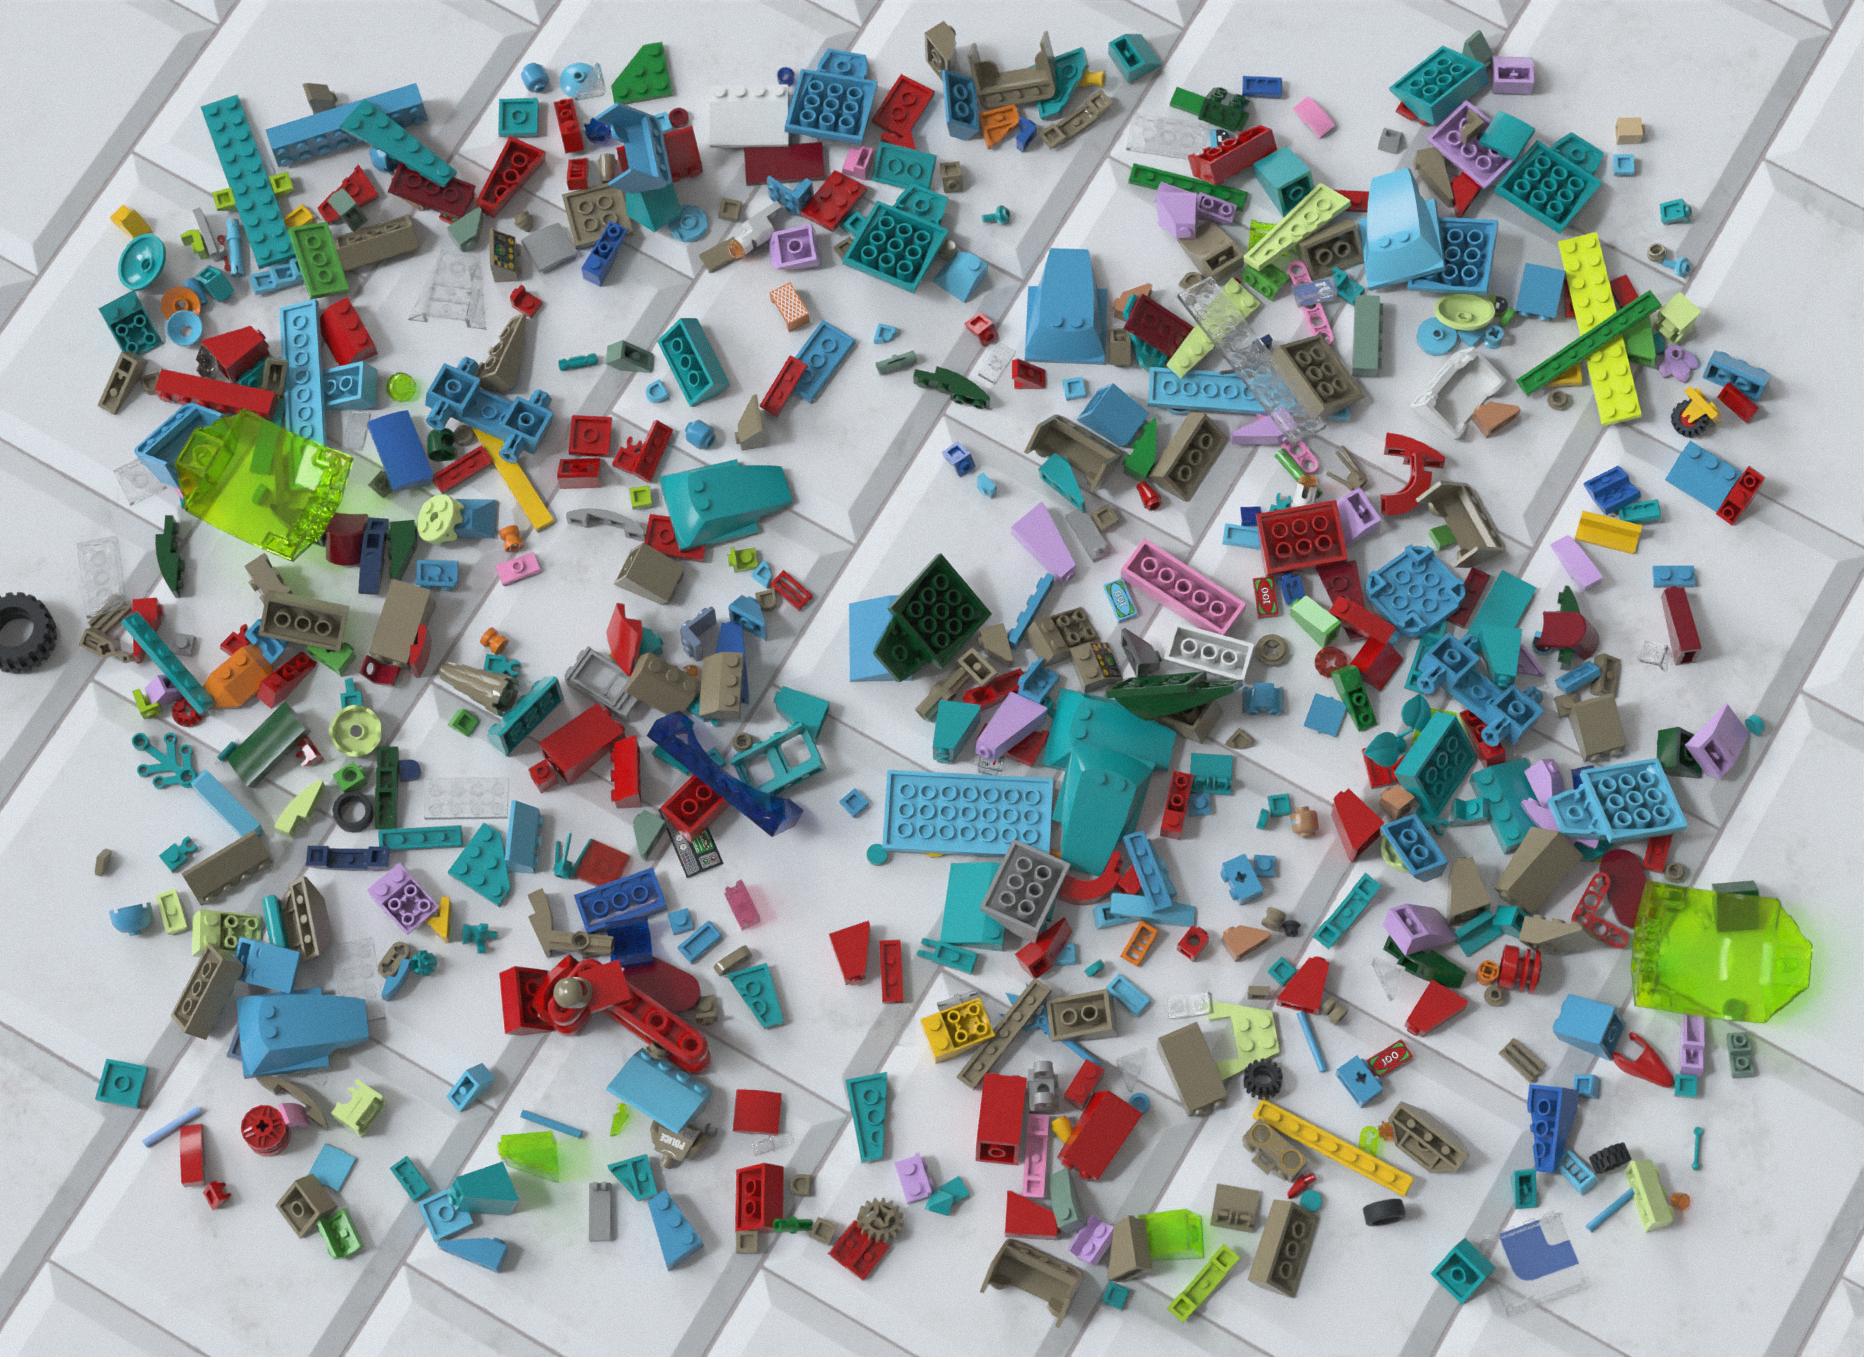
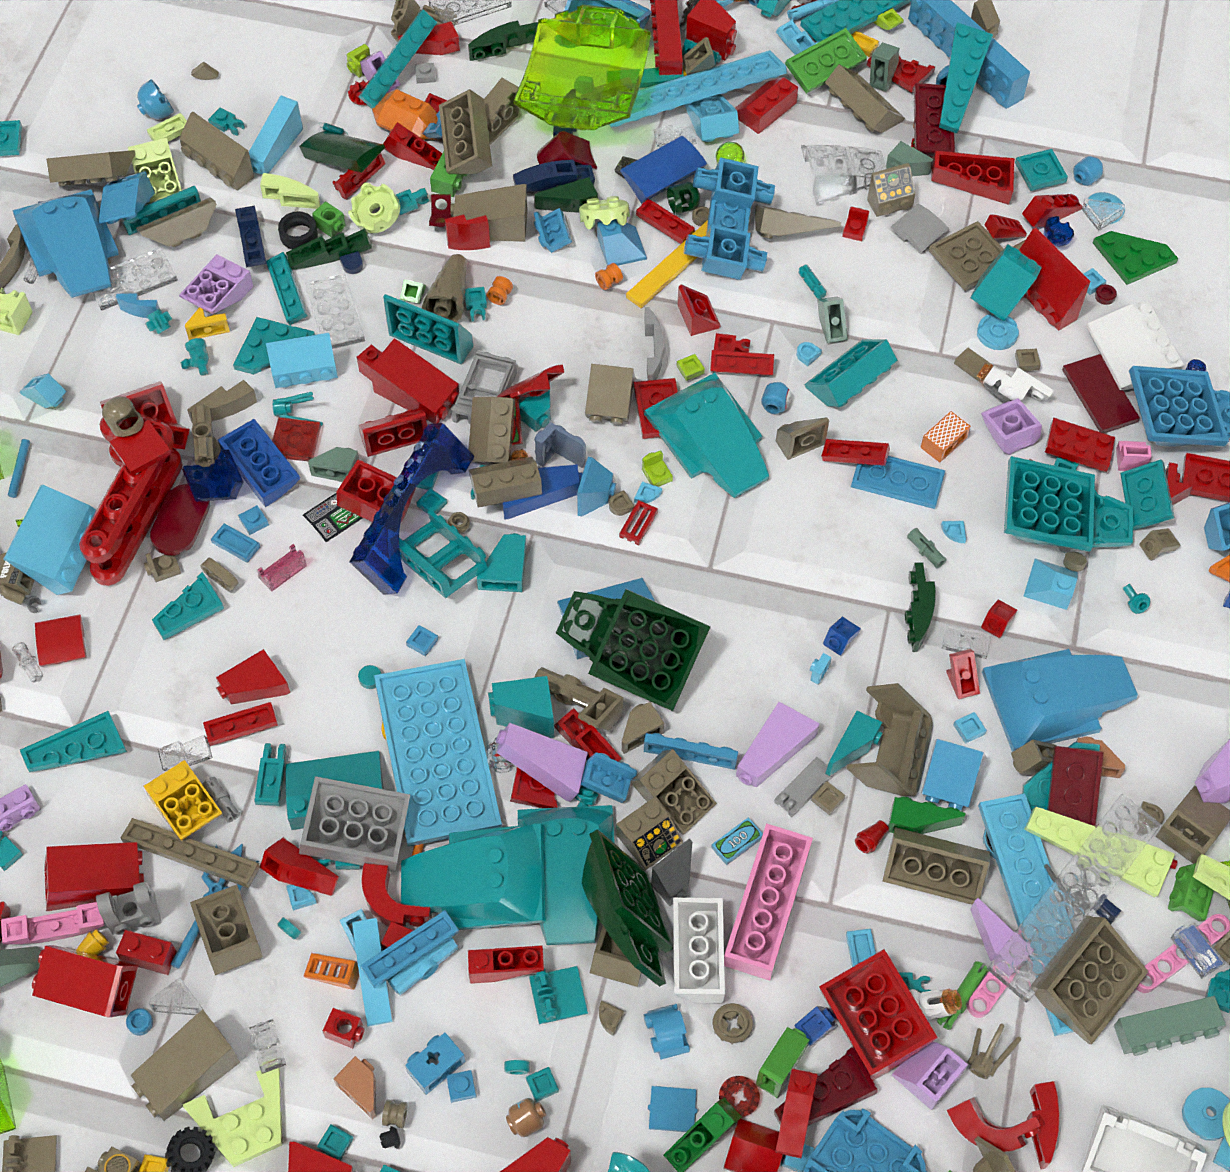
camera: 70 degrees right, 10 degrees down
(167, 763) = (323, 70): teal plant -> none
(390, 957) = (162, 298): dark tan beam -> none
(518, 568) = (582, 291): bright pink plate -> none
(524, 221) = (938, 201): dark tan plate -> none
(590, 436) = (739, 310): red plate -> none
(604, 254) = (929, 268): blue slope -> none
(643, 147) = (1056, 242): dark azure windscreen -> none
(793, 201) = (1068, 407): dark azure bracket -> none
(1128, 995) = (267, 975): medium azure tile -> none
(1199, 804) = (517, 992): dark azure plate -> none
(1248, 515) = (894, 952): clear blue slope -> none
(1258, 992) = (298, 1119): dark tan tile -> none
(1265, 597) = (796, 999): red tile -> none

